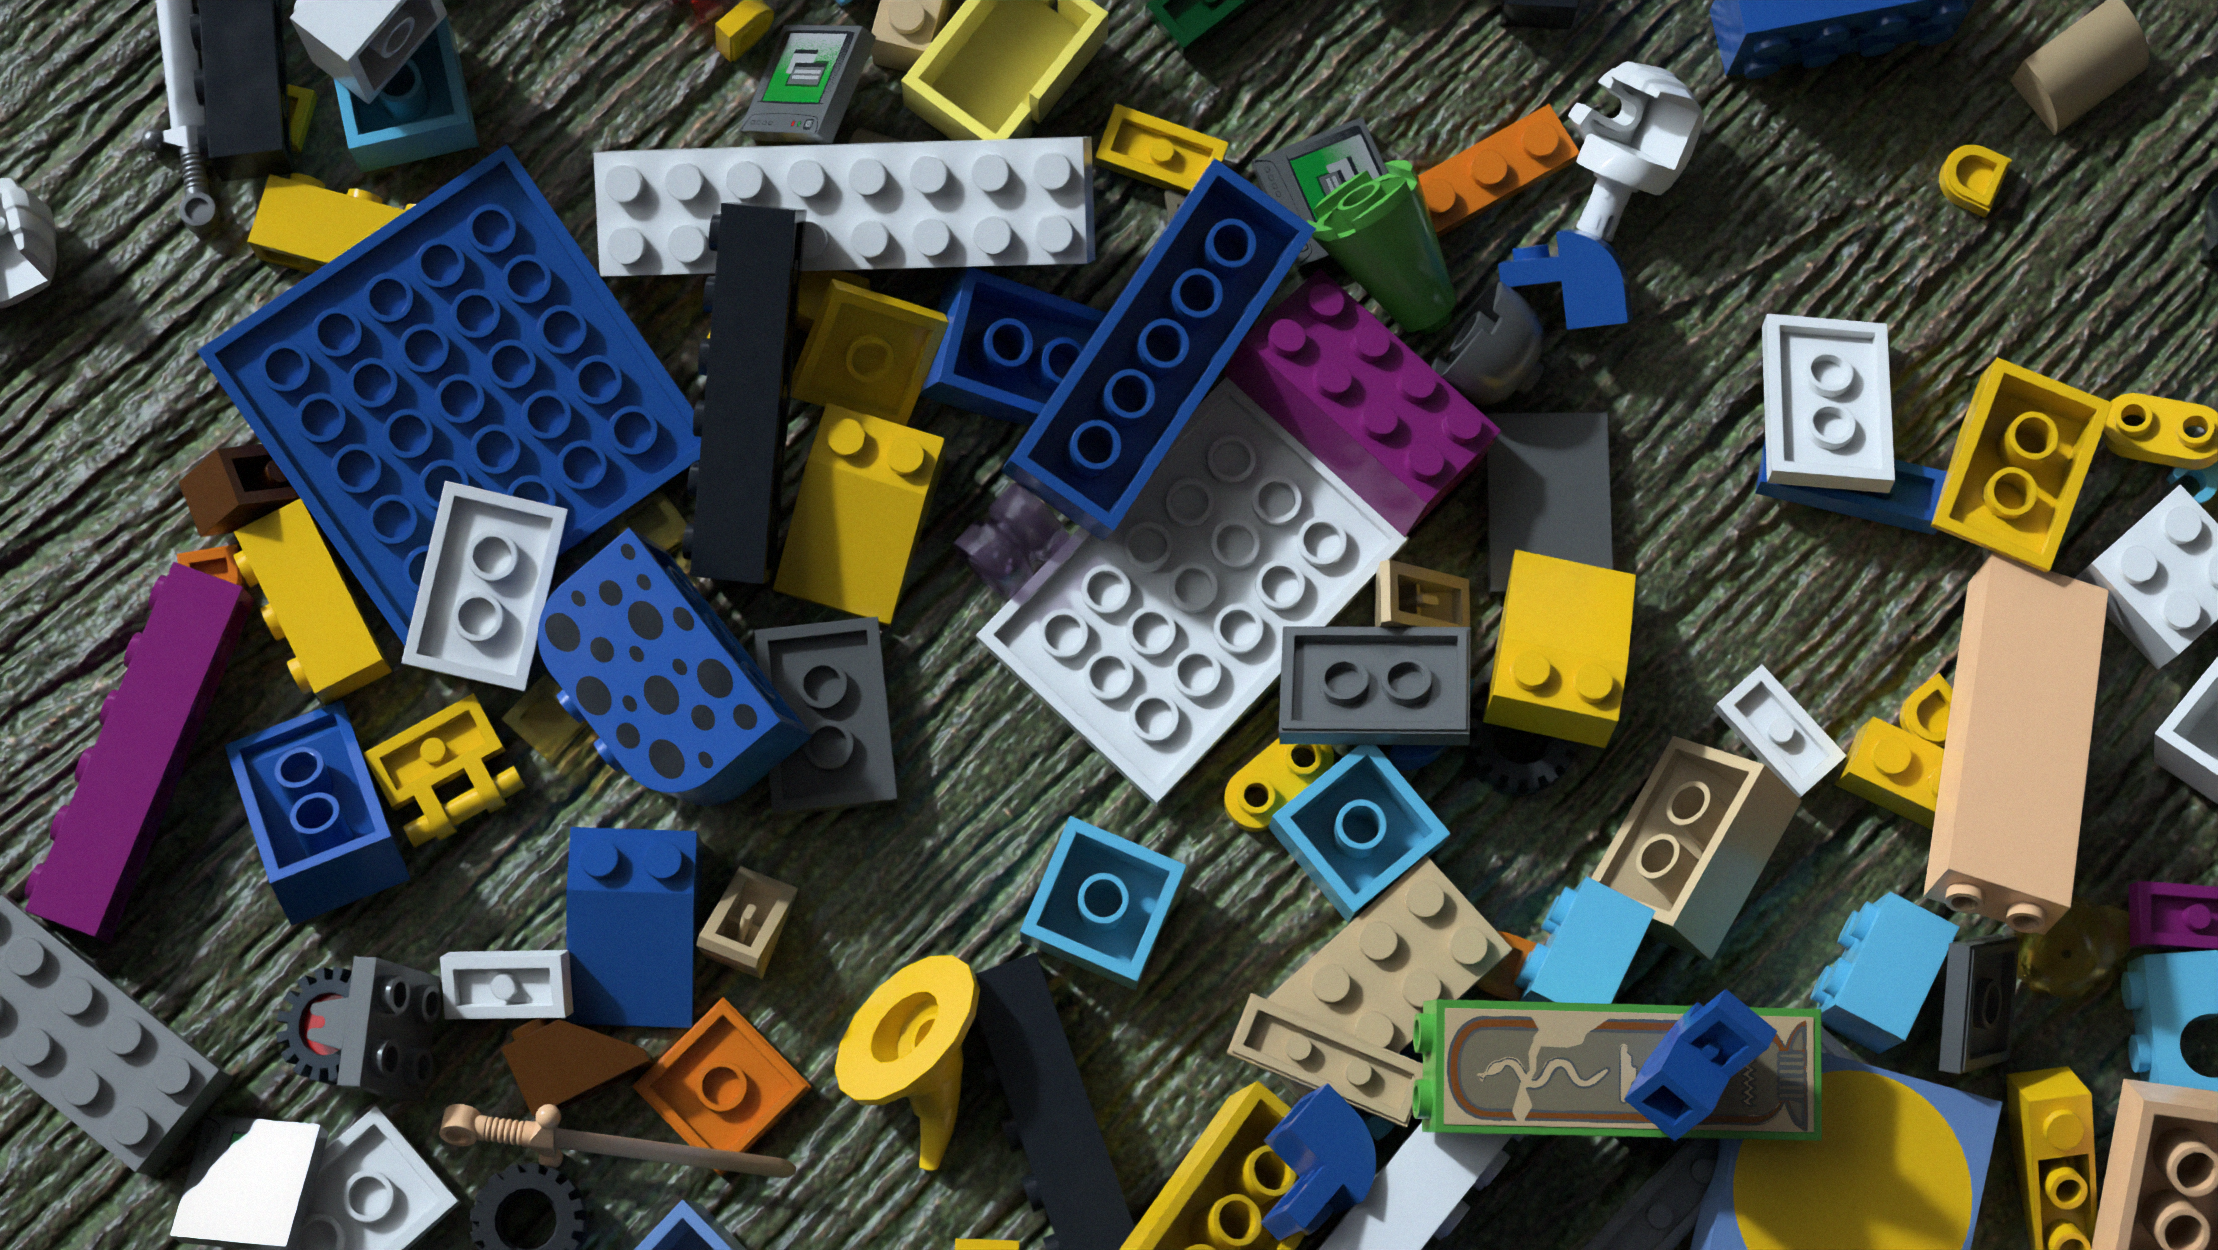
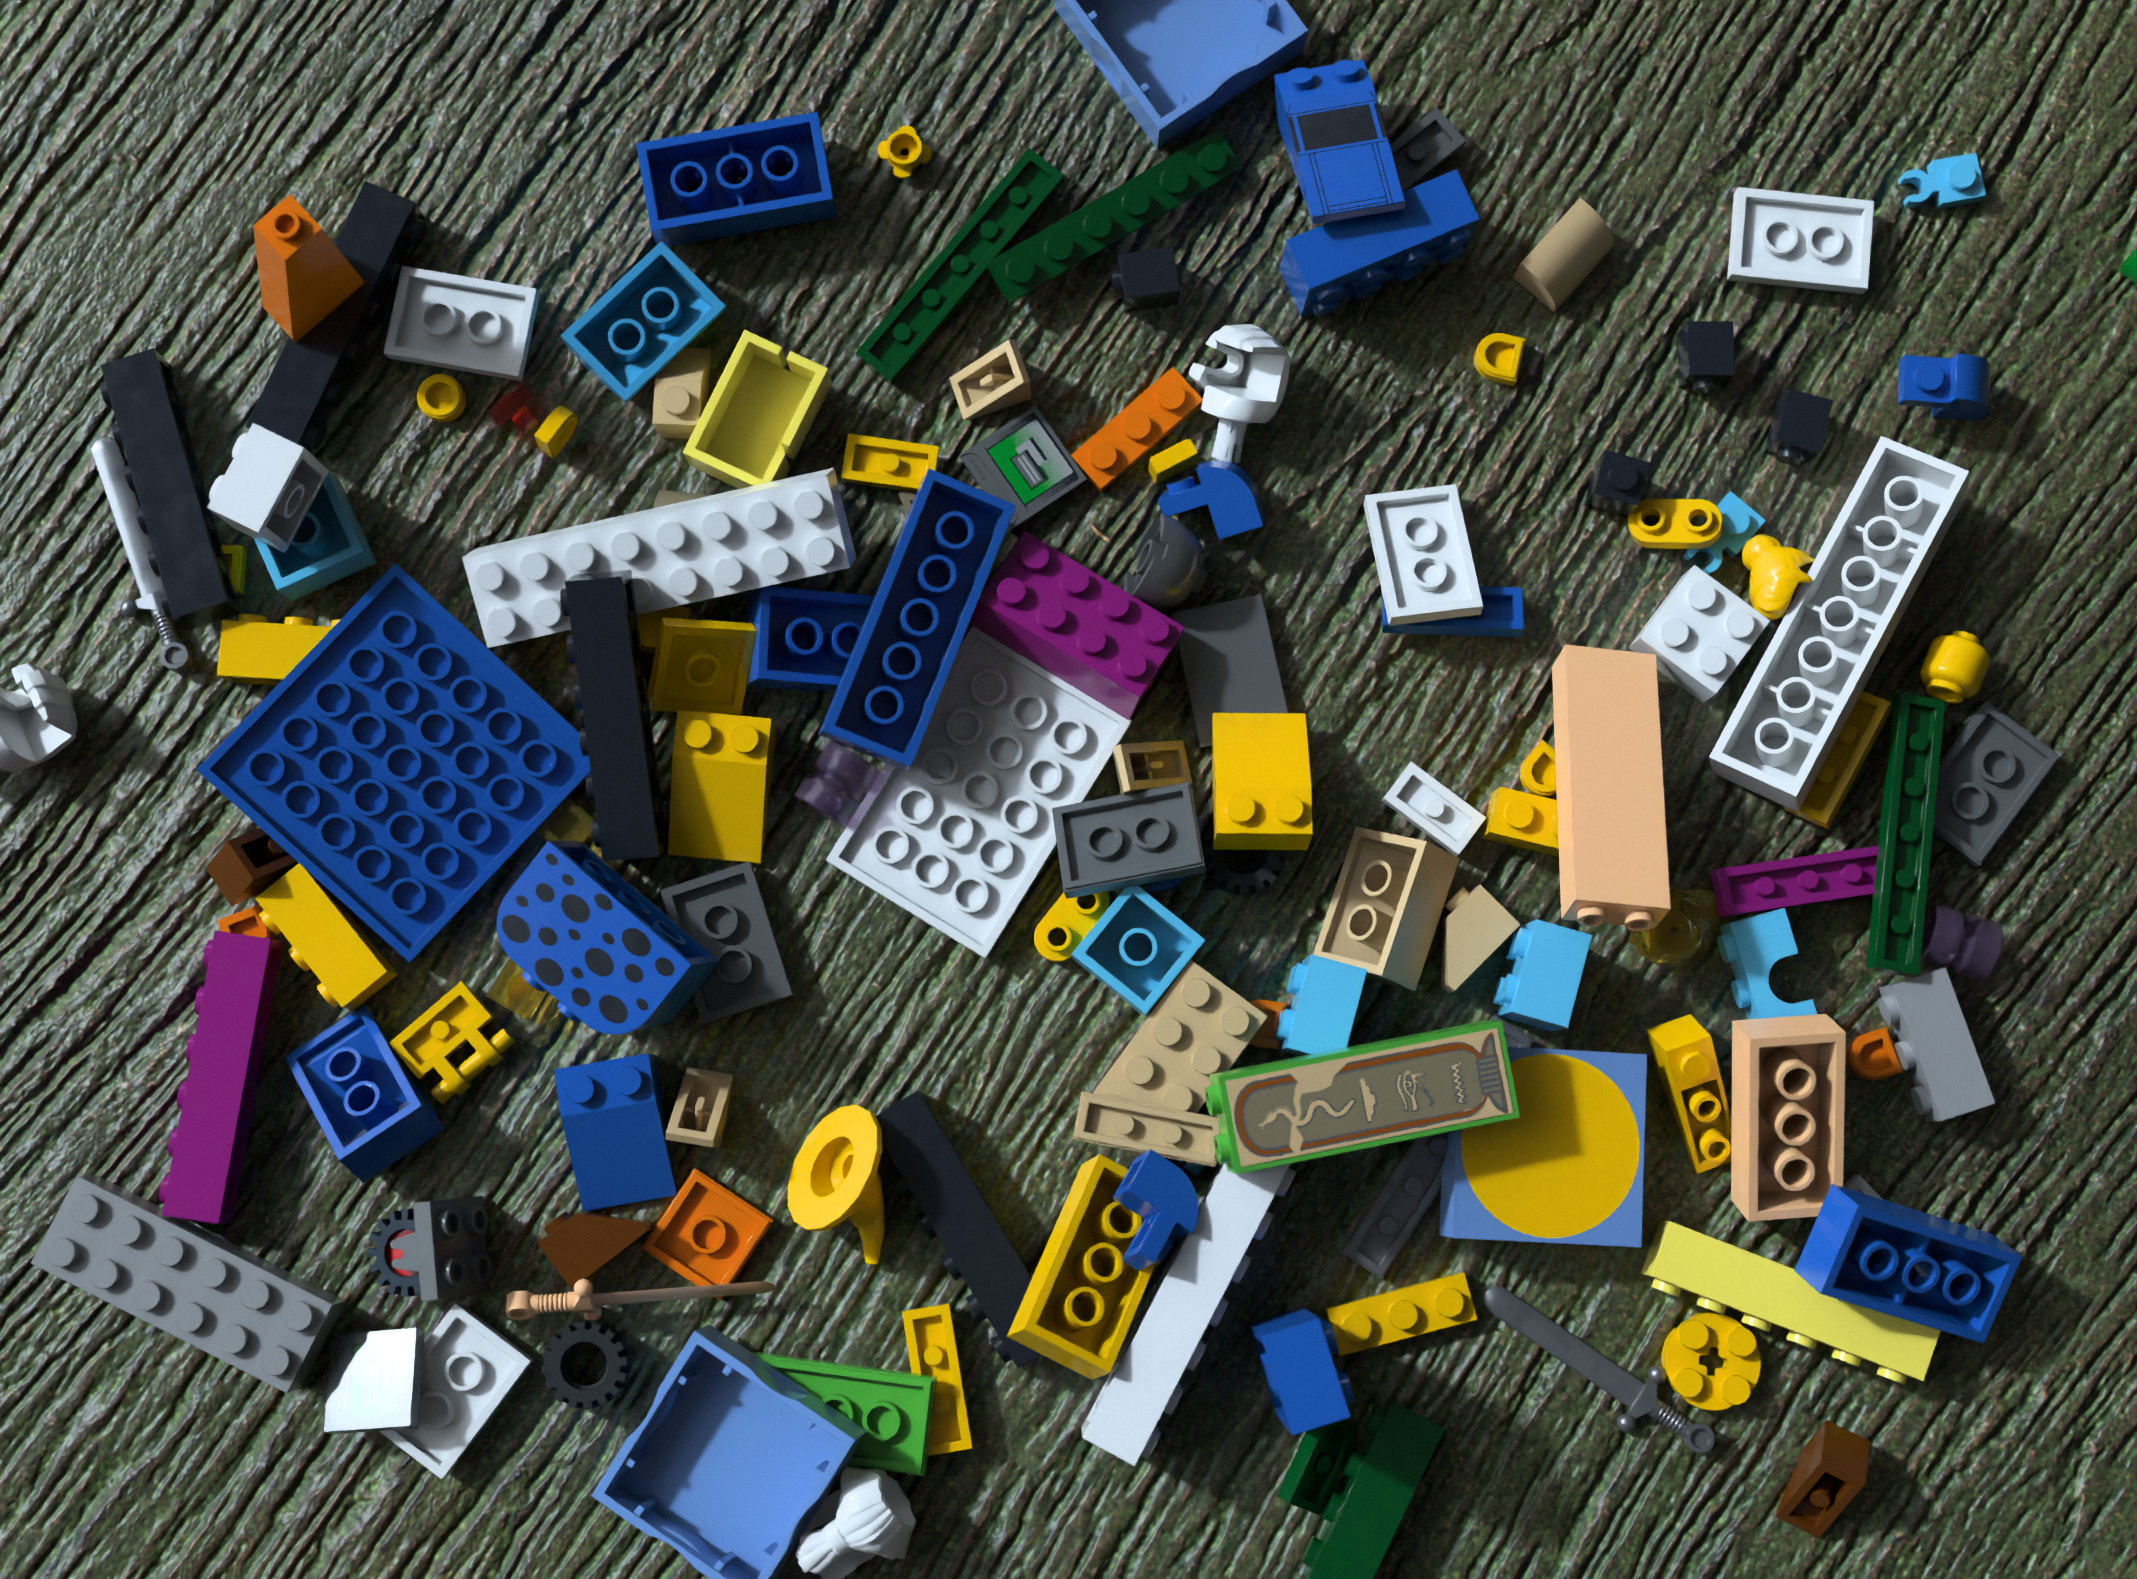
camera: 10 degrees left, 5 degrees up
(484, 586) = (451, 901): white plate -> none
(506, 984) = (532, 1193): white plate -> none
(808, 83) = (613, 466): tile -> none
(1102, 903) = (959, 1042): medium azure brick -> none
(1314, 76) = (992, 382): none -> tan slope
(1389, 245) = (1072, 501): bright green cone -> none
(1525, 221) = (1172, 461): none -> yellow tile
(1696, 1062) = (1416, 1085): blue brick -> none
(1798, 901) = (1471, 933): none -> tan slope
(1979, 1003) = (1616, 984): dark grey tile -> none
(2020, 463) = (1573, 573): yellow slope -> none
(2099, 359) = (1616, 484): none -> black brick

